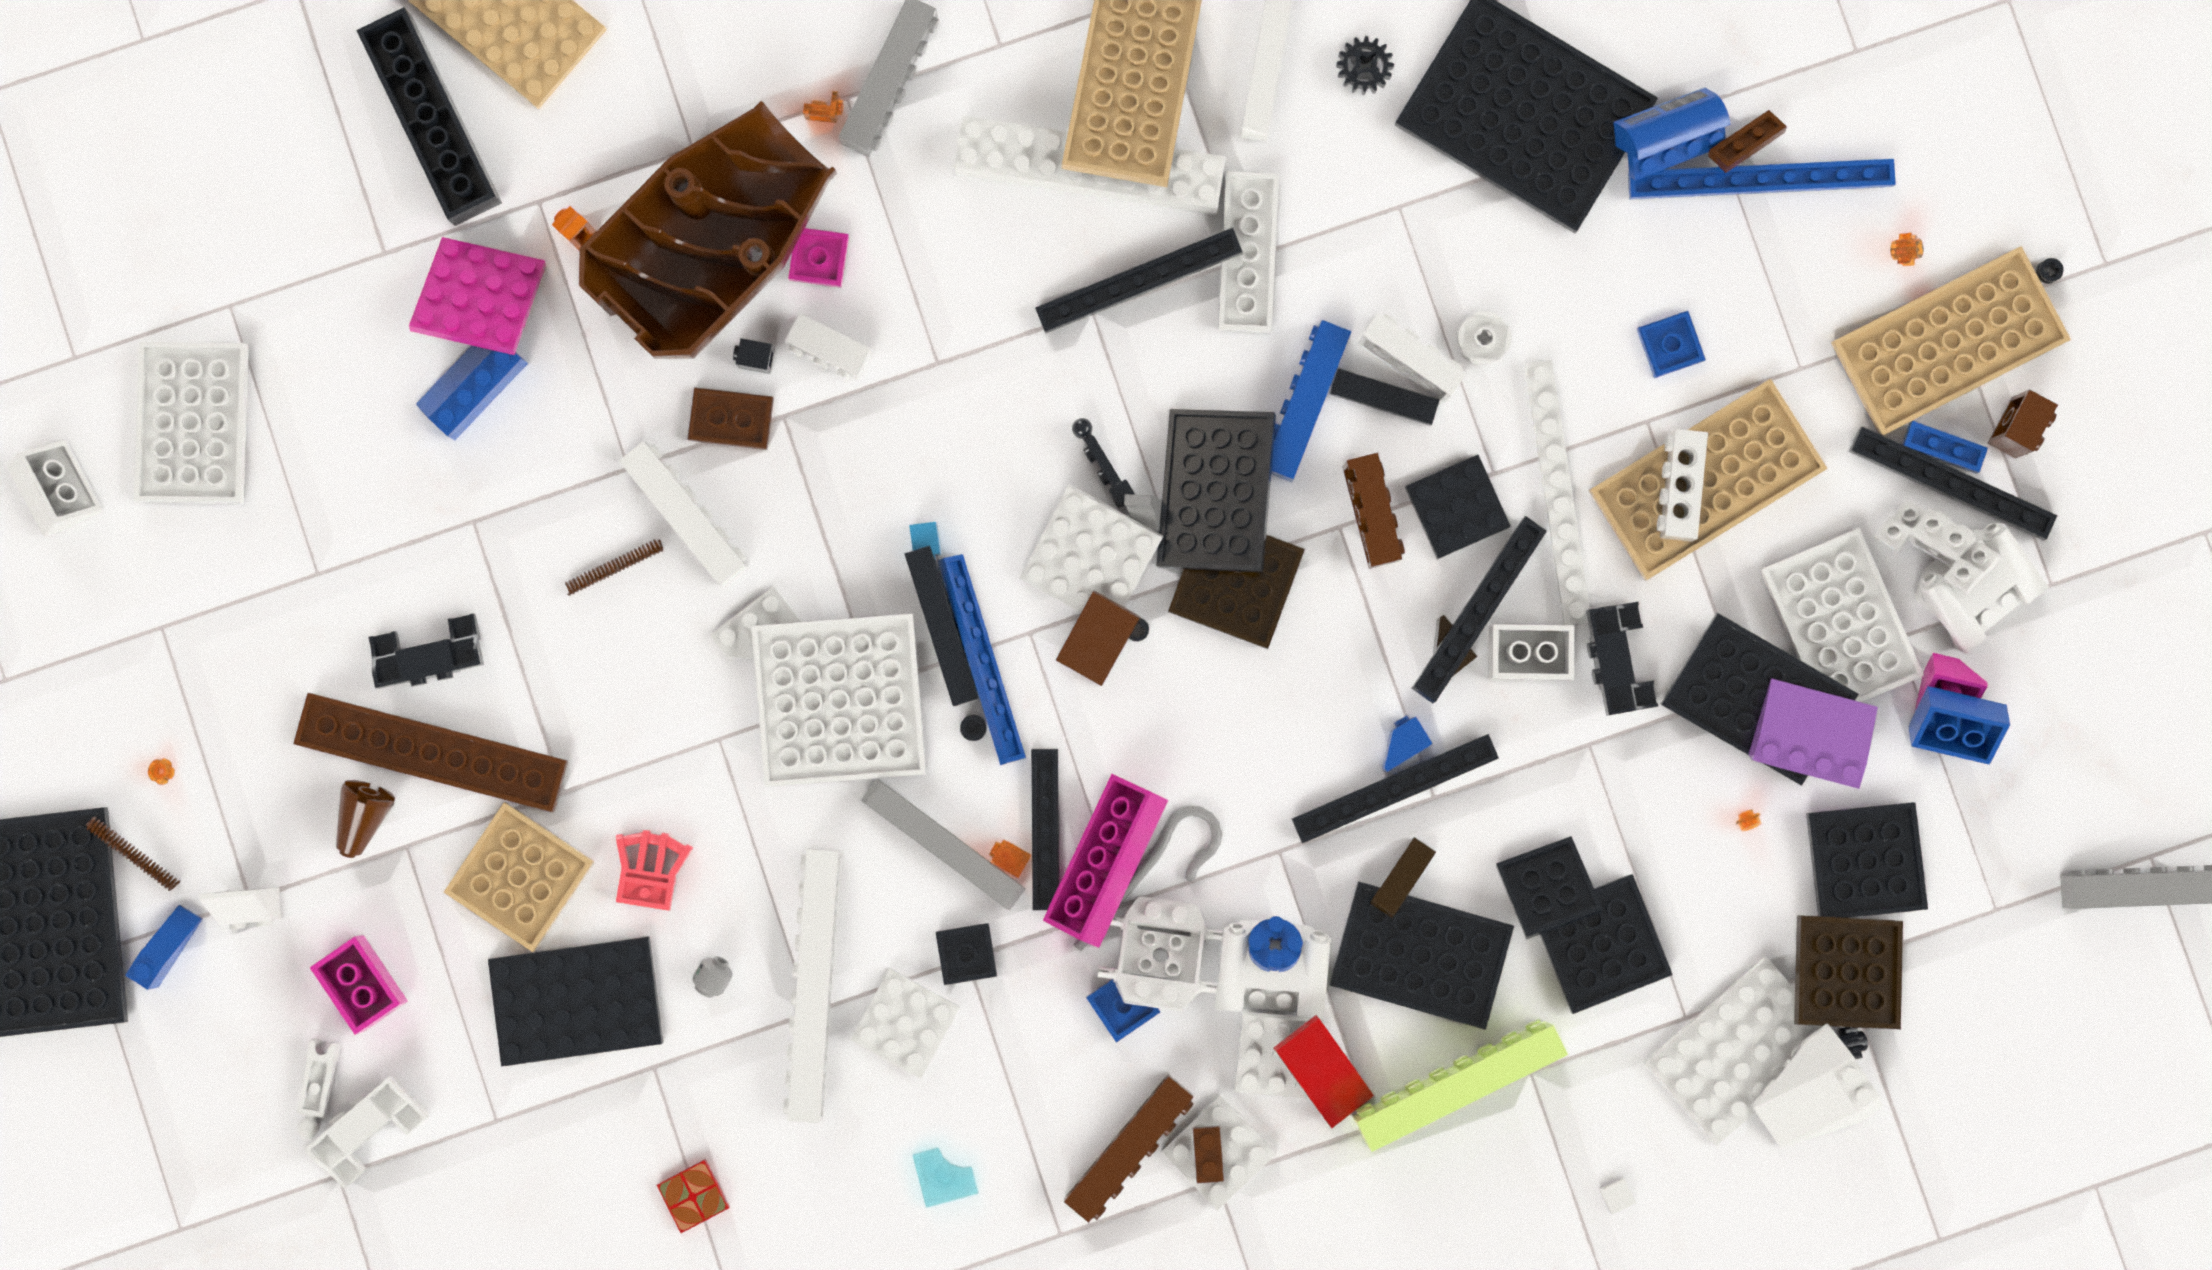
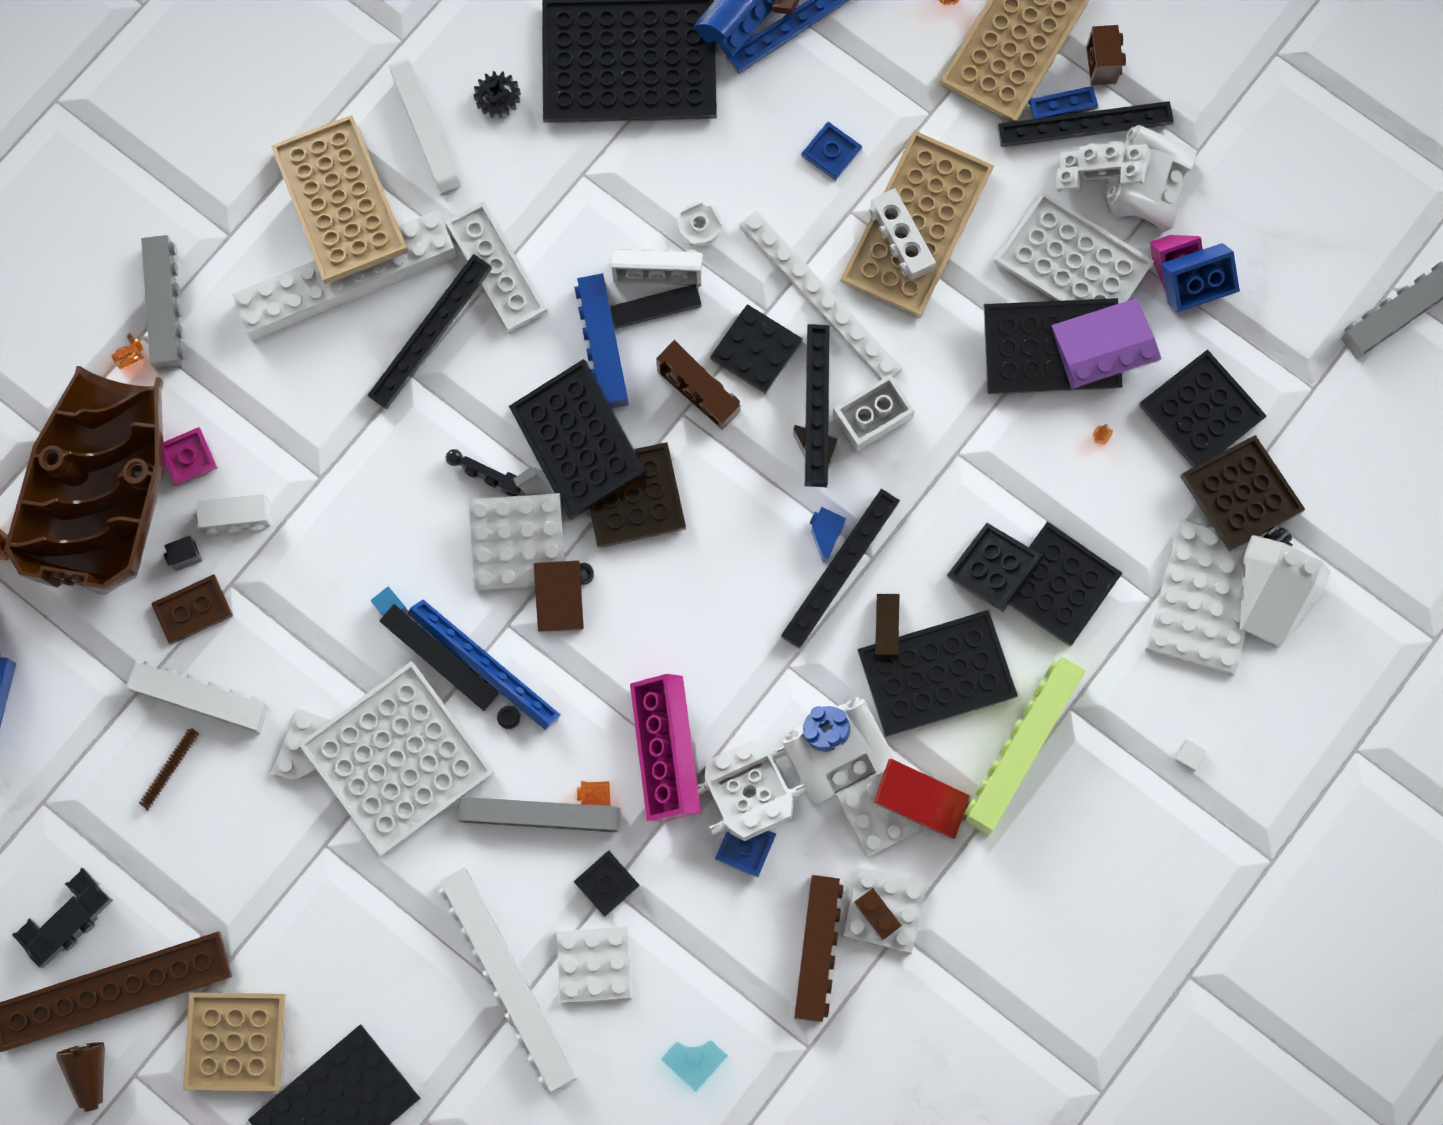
camera: 30 degrees left, 10 degrees down
(647, 887) = (337, 987): coral plate -> none
(712, 976) = (427, 1021): light grey head -> none
(1044, 827) = (606, 755): black tile -> none
(1156, 854) = (700, 715): light grey piece -> none
(1613, 661) = (934, 383): black bracket -> none

